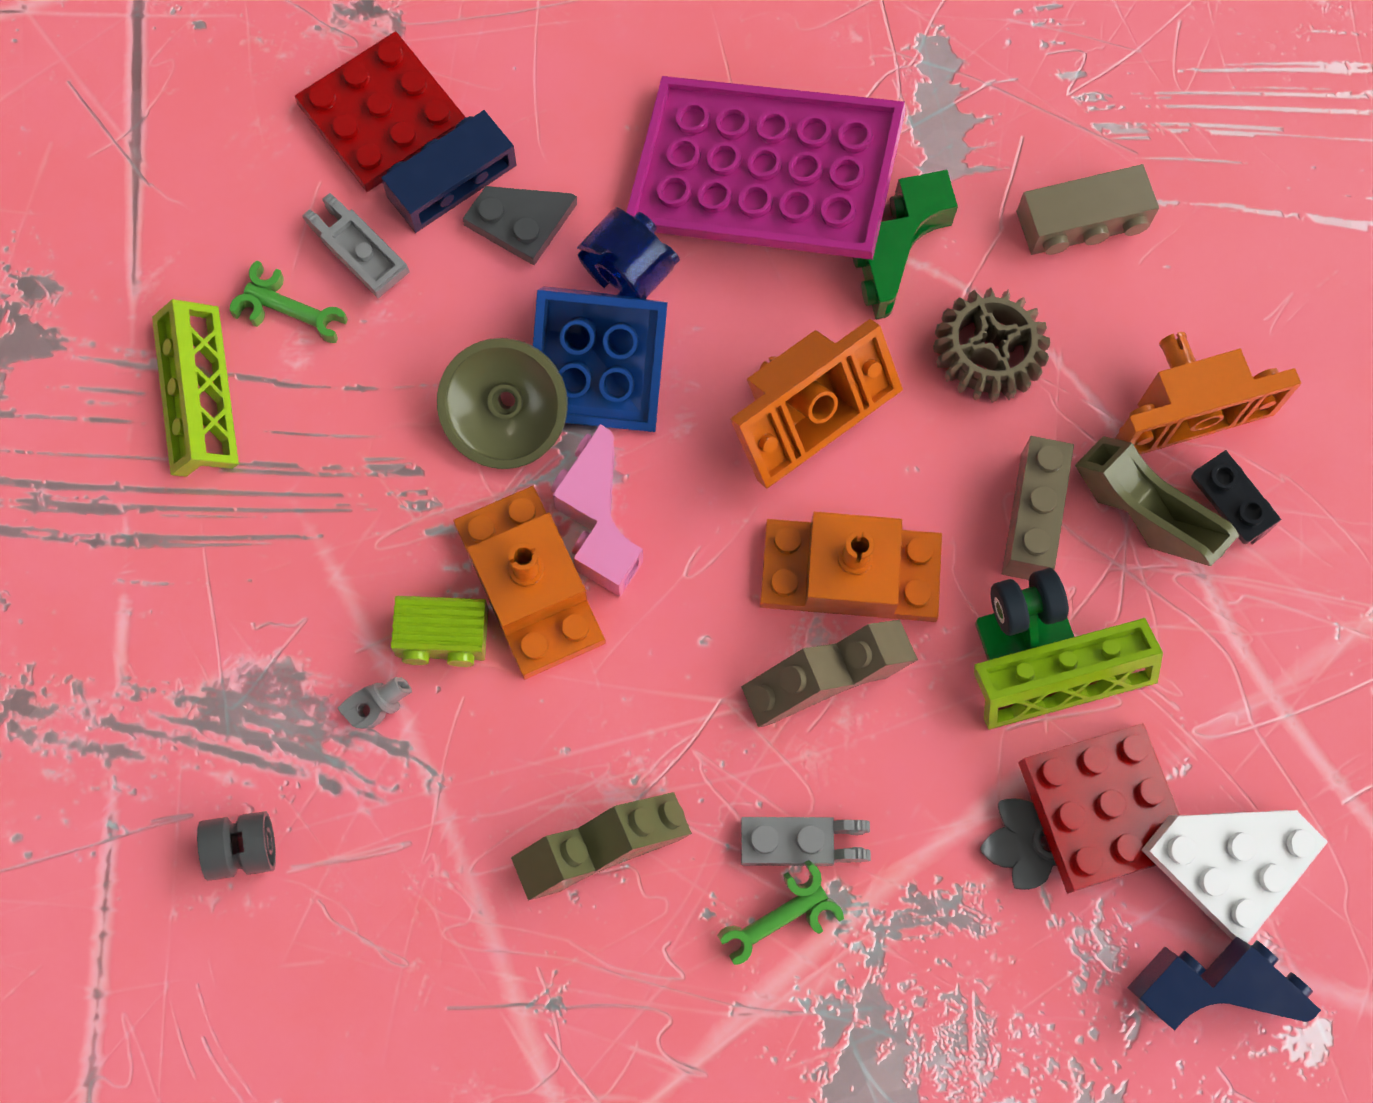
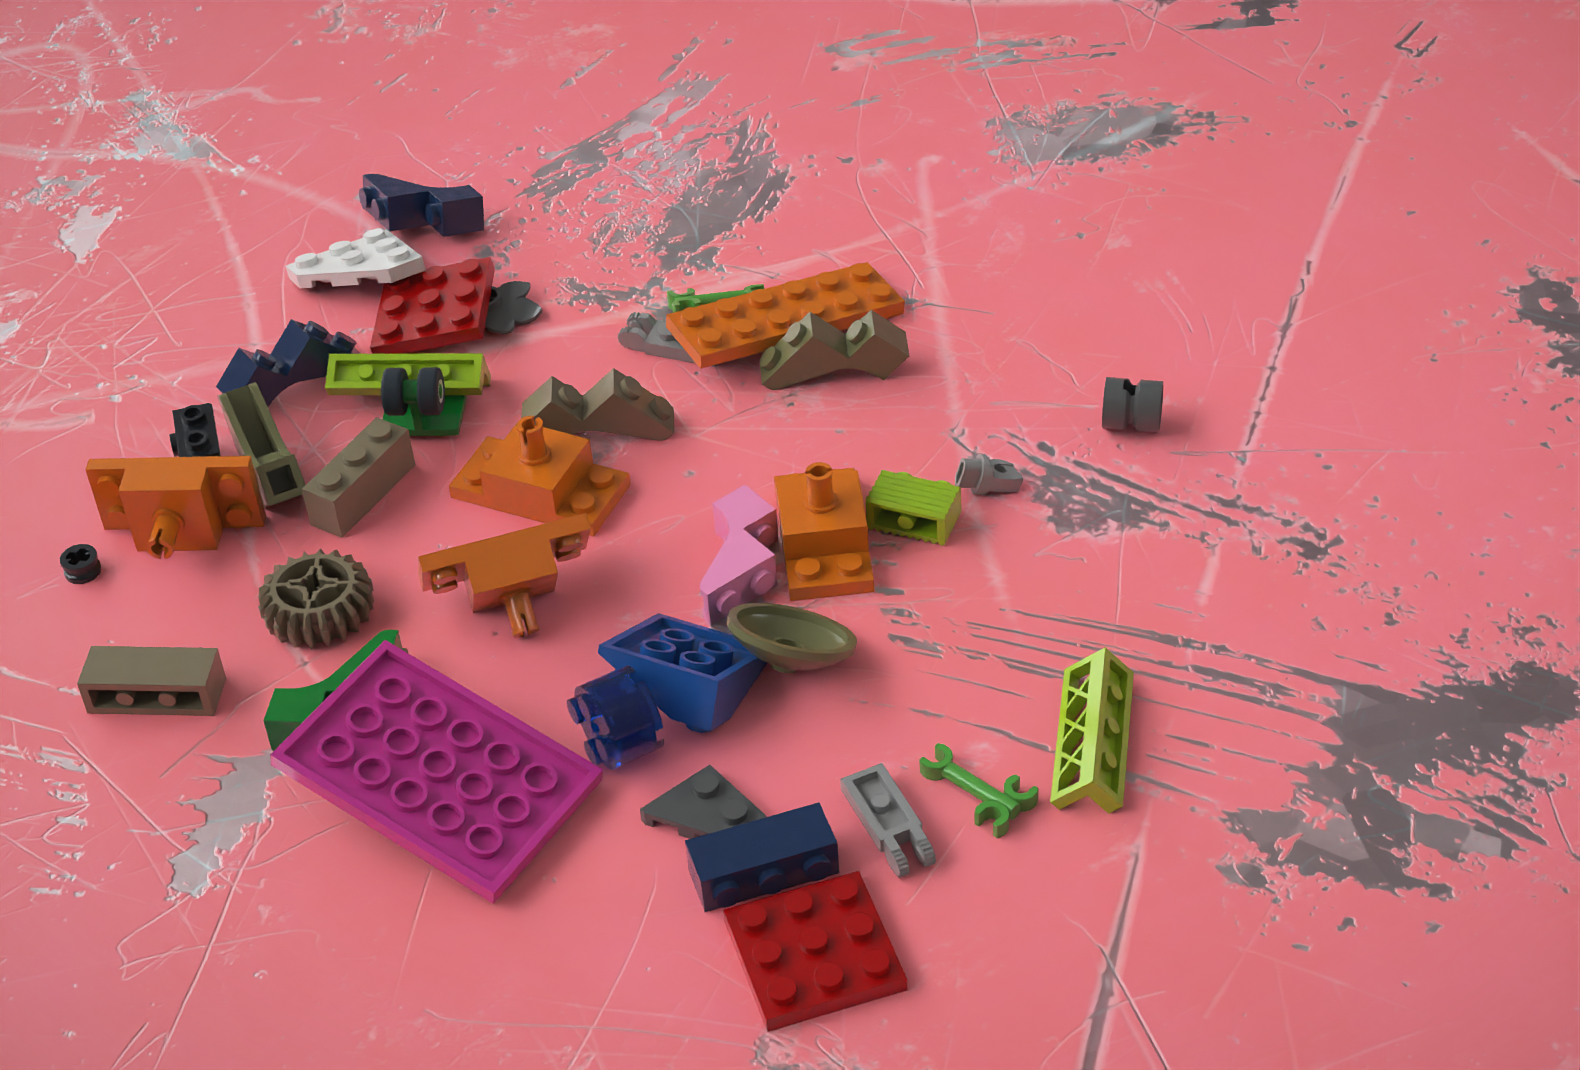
camera: 155 degrees left, 30 degrees down
(681, 905) = (761, 318): none -> orange plate
(1207, 655) = (297, 357): none -> dark blue arch
(1263, 327) = (80, 563): none -> black bush

